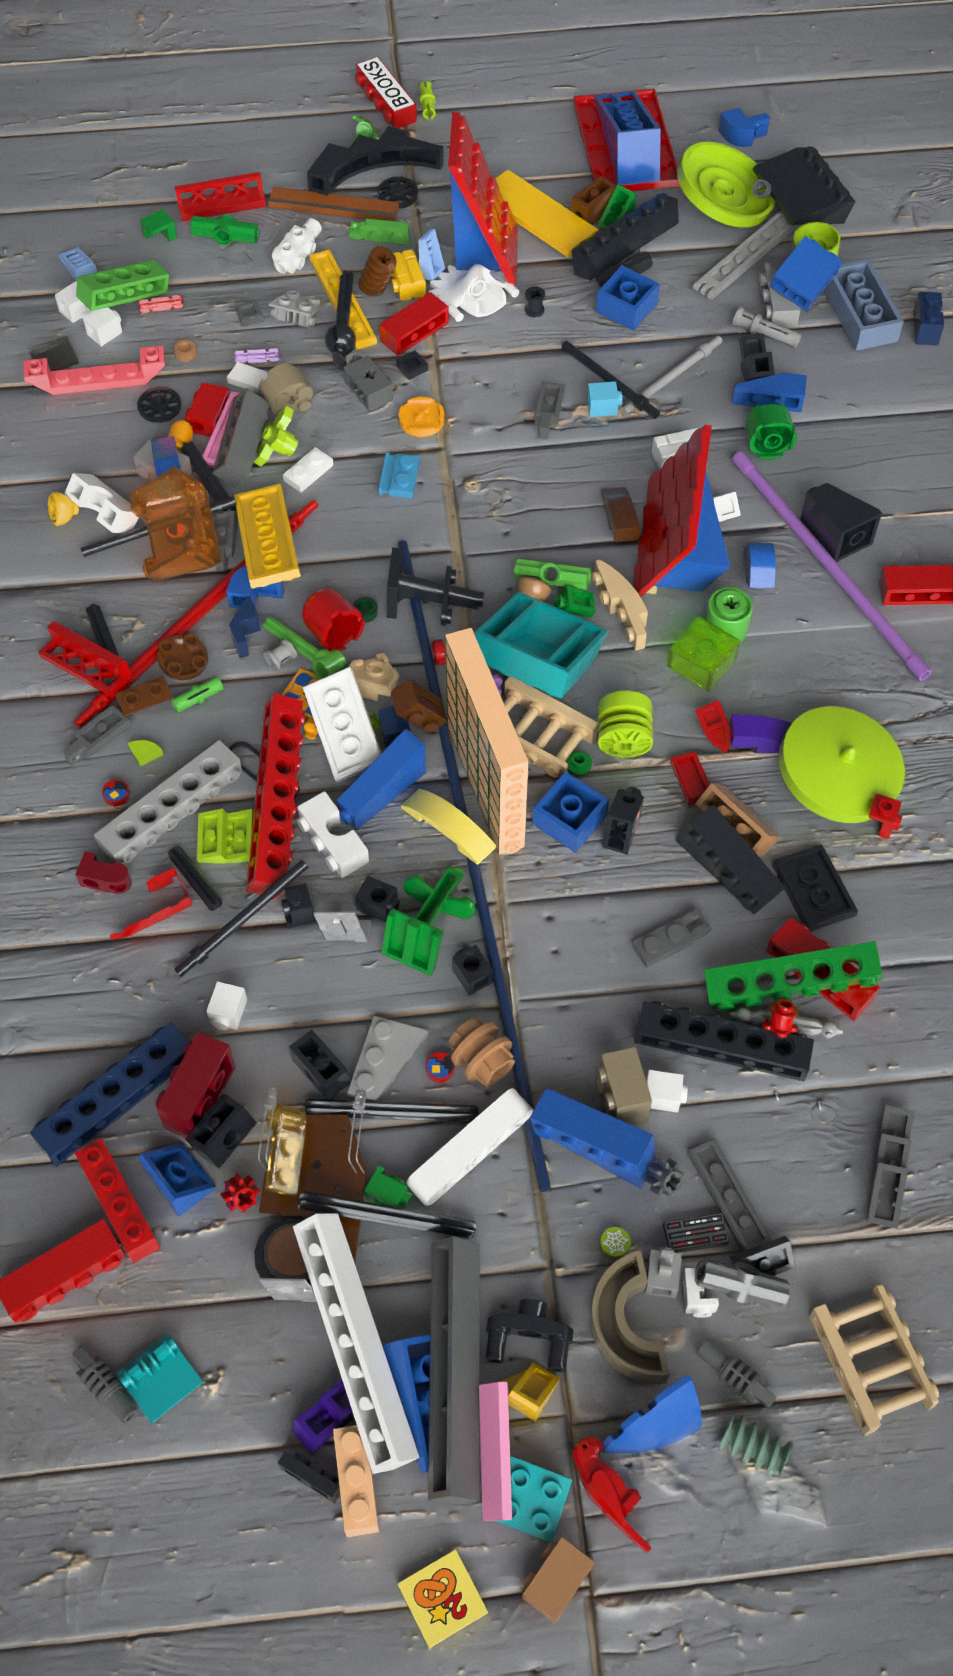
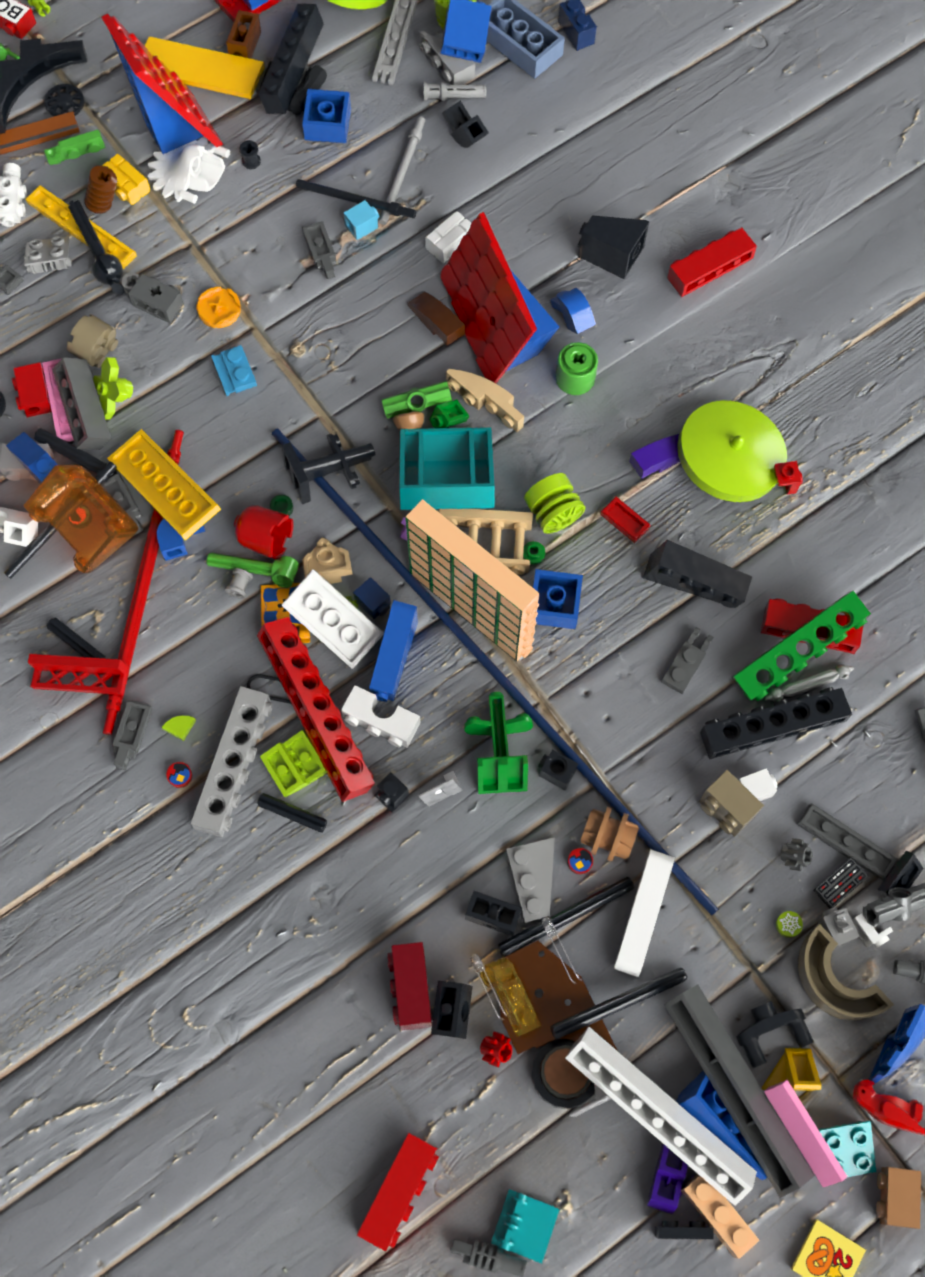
camera: 30 degrees left, 10 degrees up
(103, 876) = (217, 853): dark red leg -> none
(108, 1109) = (330, 1095): dark blue brick -> none
(117, 1200) = (405, 1110): red brick -> none
(143, 696) = (150, 680): reddish brown hinge -> none
(163, 880) = (269, 829): red piece -> none
(177, 1176) = (439, 1063): blue slope -> none
(181, 702) = (191, 653): bright green pin -> none
(182, 432) = (23, 422): light orange brick -> none
(182, 656) = (157, 627): reddish brown dish -> none
(200, 953) = (339, 875): black bar -> none
(226, 1006) = (388, 906): white brick -> none
(244, 623) = (191, 568): dark blue slope -> none
(246, 377) = (49, 341): white tile -> none
(257, 356) = (41, 317): axle -> none
(308, 469) = (153, 403): white plate -> none
(373, 889) = (442, 744): black brick -> none
(387, 1190) = (606, 982): green brick -> none
(412, 364) = (181, 263): black plate -> none
(414, 323) = (159, 223): red brick -> none
(418, 706) = (385, 572): reddish brown brick -> none
(430, 260) = (137, 153): light blue slope -> none
(439, 652) = (367, 514): red tile -> none
(451, 822) = (466, 657): light yellow slope -> none
(595, 1136) = (731, 853): blue wedge -> none
(620, 203) = (268, 34): green slope -> none
(625, 808) = (599, 583): black torso -> none
(703, 653) = (575, 409): clear neon green brick -> none
(715, 725) = (619, 466): red plate -> none
(726, 506) = (518, 267): white plate -> none
(743, 819) = (688, 536): medium nougat brick -> none
(770, 431) = (514, 186): green brick -> none
(774, 389) = (498, 146): blue slope -> none
(782, 1018) = (812, 684): red brick -> none
(814, 888) = (767, 562): black tile -> none
(911, 659) = (732, 334): medium lavender piece -> none

